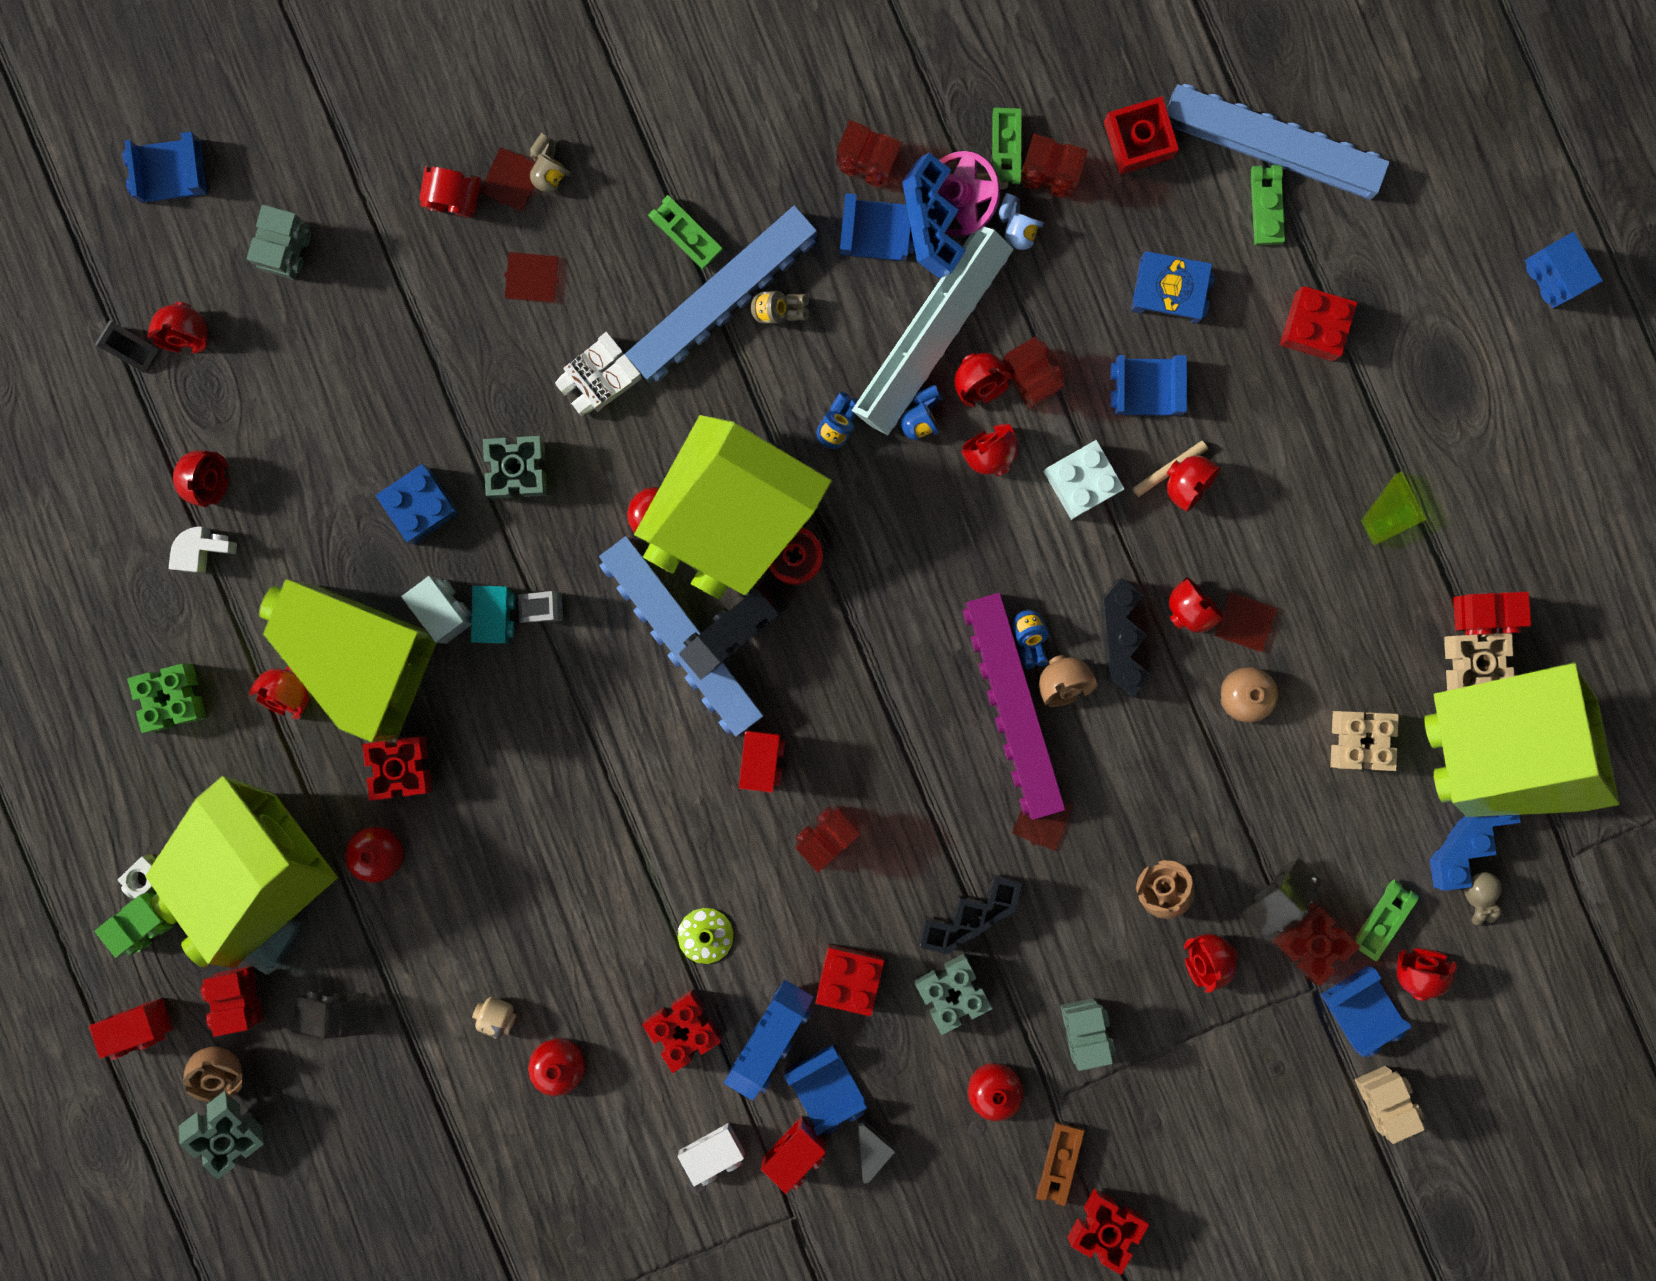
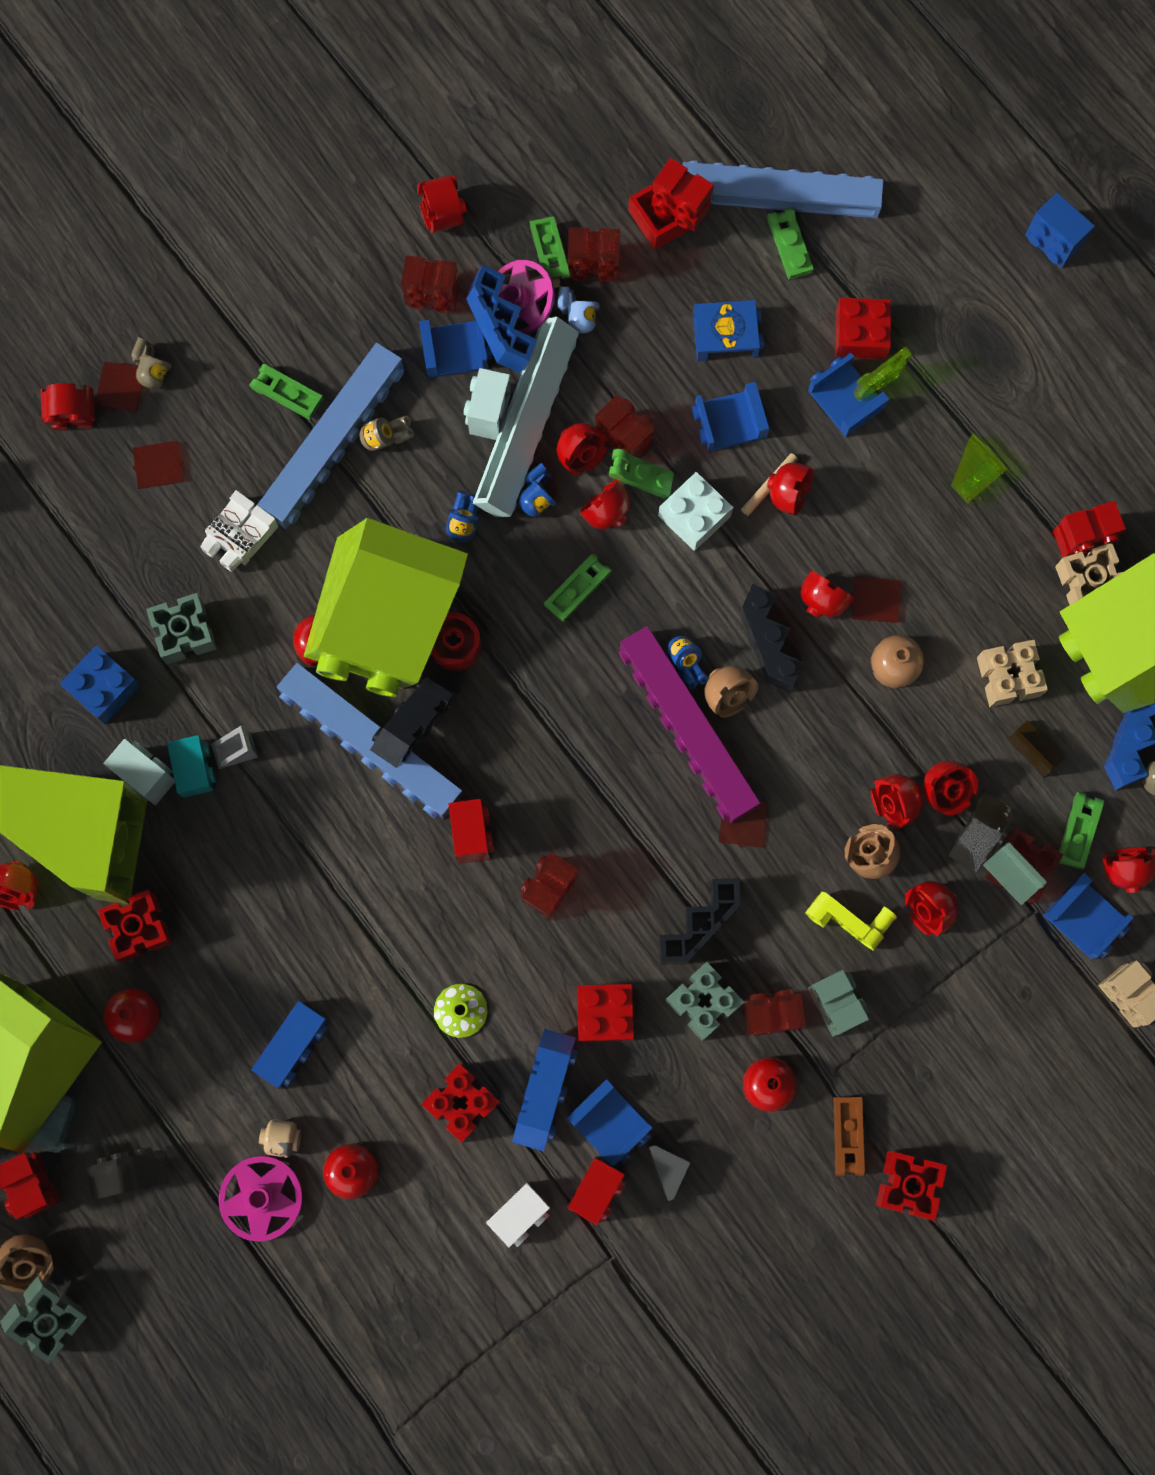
camera: 15 degrees left, 10 degrees down
(461, 1070) = (260, 1198): none -> dark pink wheel
(526, 928) = (290, 1046): none -> blue brick
(897, 305) = (488, 403): none -> light aqua brick
(902, 64) = (441, 204): none -> red brick
(937, 529) = (577, 588): none -> bright green plate
(1018, 1028) = (773, 1014): none -> clear red brick
(1037, 426) = (641, 474): none -> bright green plate
(1101, 932) = (827, 908): none -> neon yellow beam
(1165, 130) = (682, 195): none -> red brick
(1208, 842) = (897, 799): none -> red cylinder
(1264, 843) = (949, 787): none -> red cylinder
(1279, 393) = (835, 395): none -> blue panel
(1303, 955) = (1014, 873): none -> sand green panel
(1328, 380) = (882, 375): none -> clear neon green wing
(1365, 823) = (1035, 748): none -> dark brown panel

